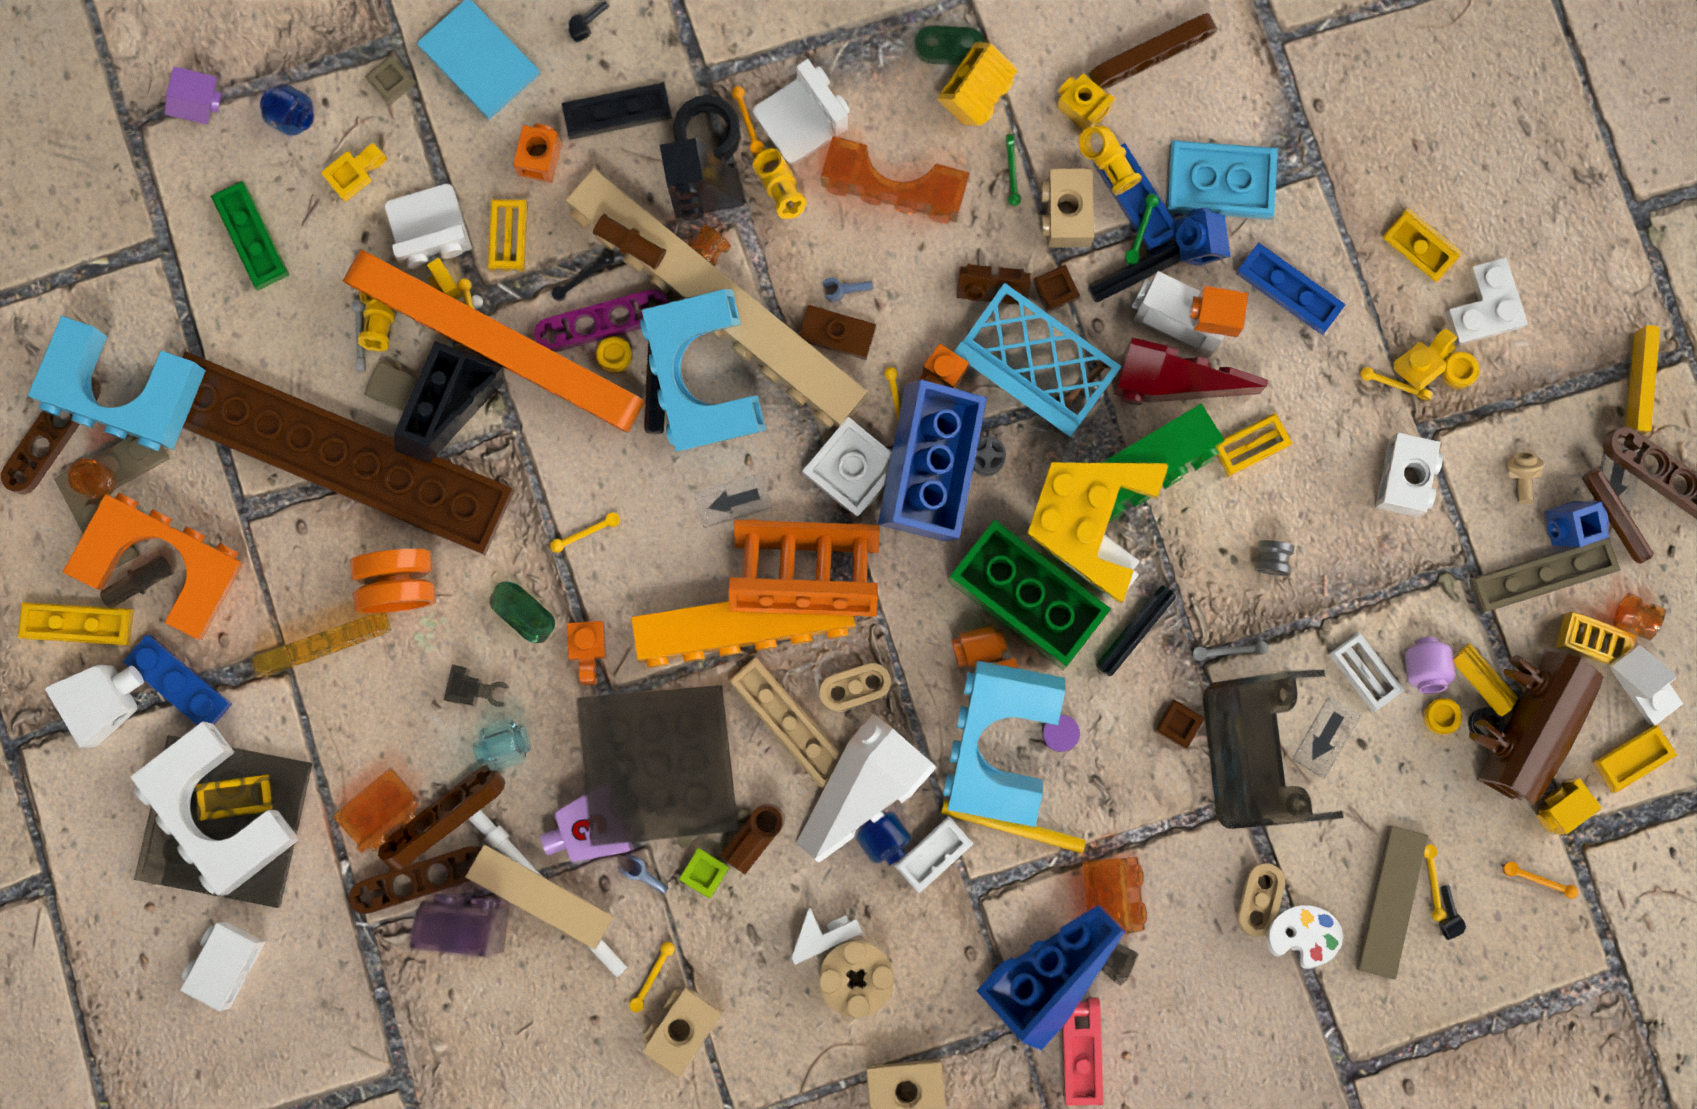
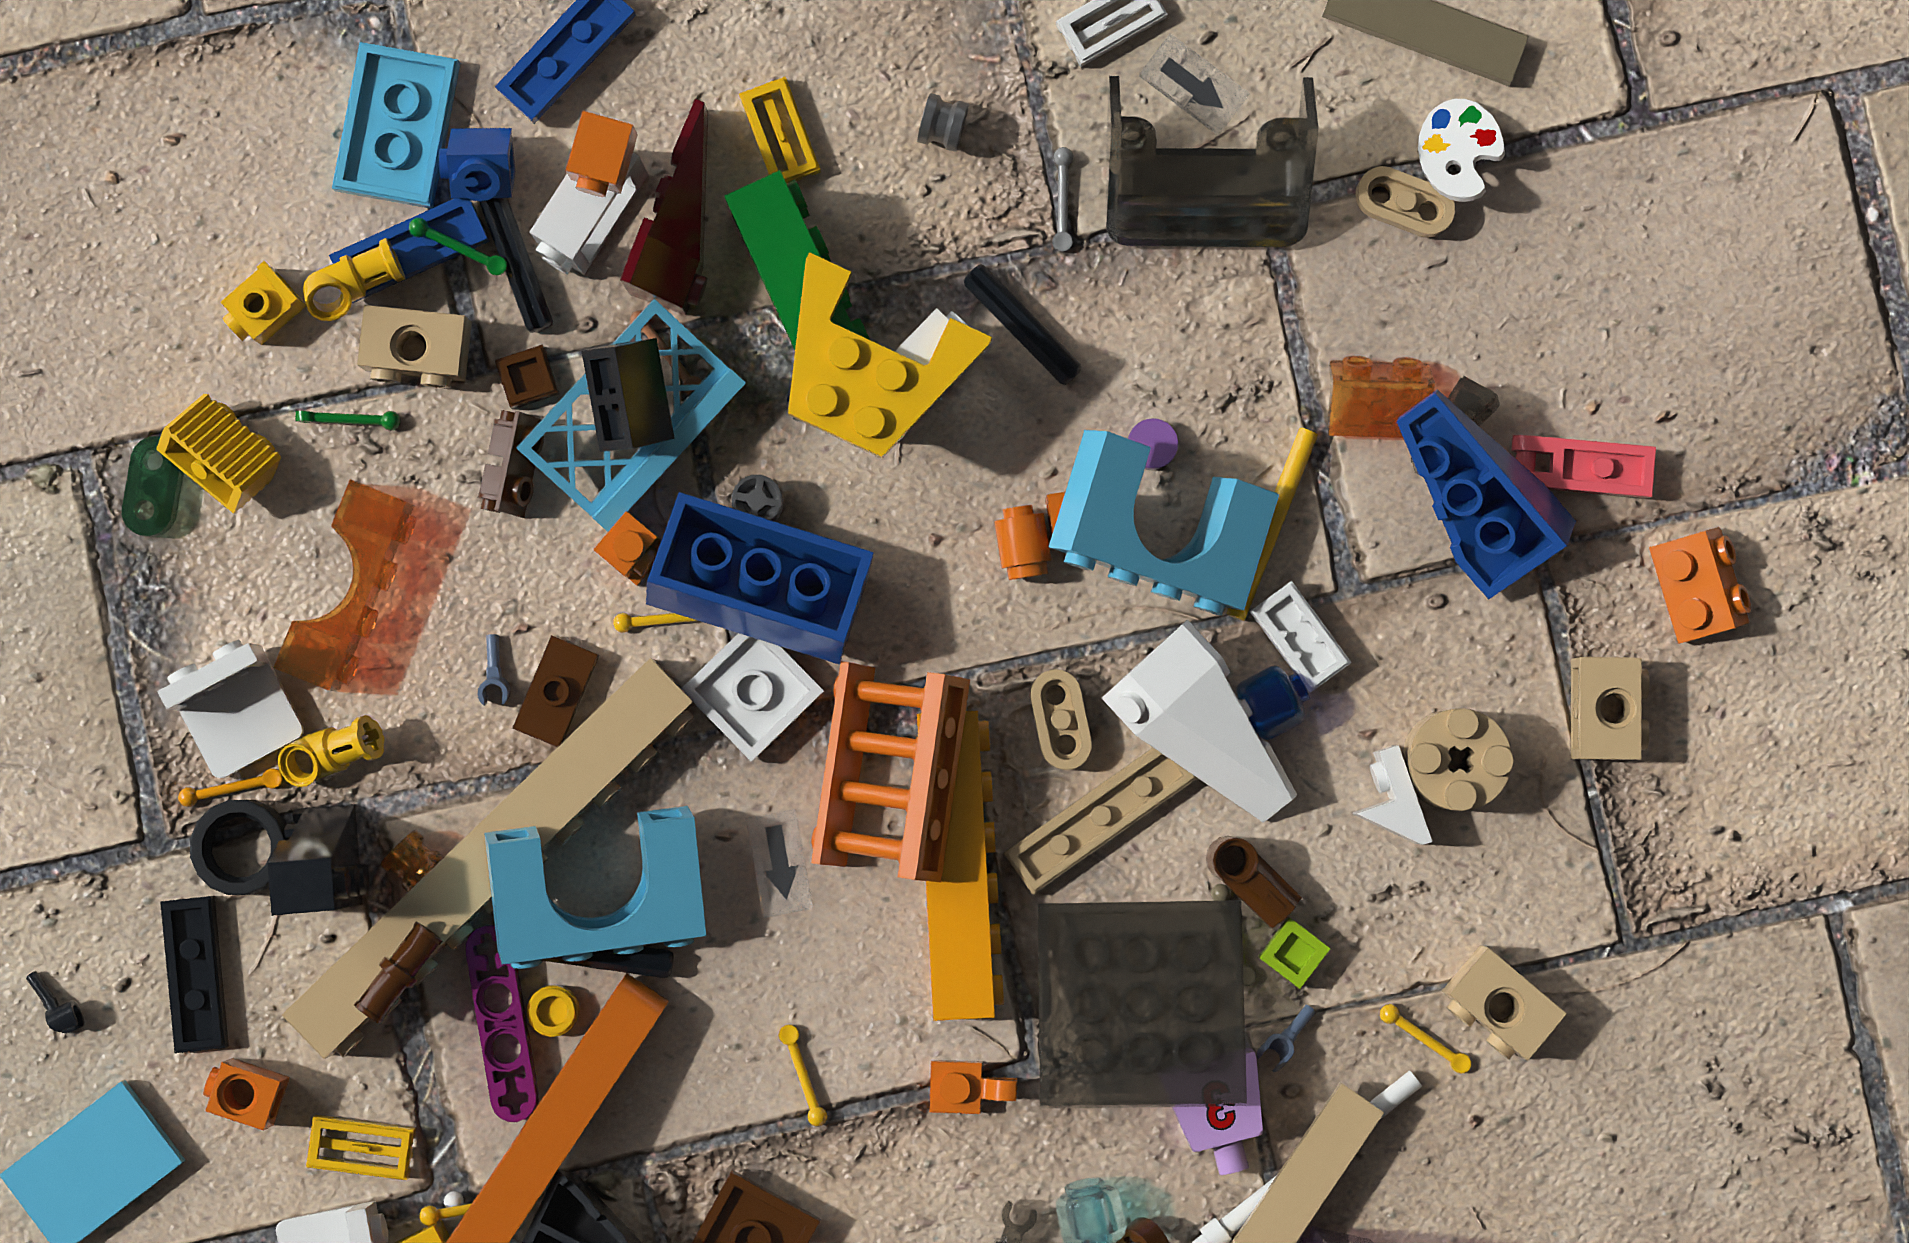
camera: 85 degrees left, 5 degrees up
(522, 612) = (907, 1173): clear green plate -> none
(559, 293) = (454, 1080): black hinge -> none
(1029, 595) = (960, 465): green brick -> none
(1051, 354) = (628, 395): none -> black hinge
(1153, 51) = (198, 198): reddish brown beam -> none
(1179, 724) = (1156, 281): reddish brown tile -> none

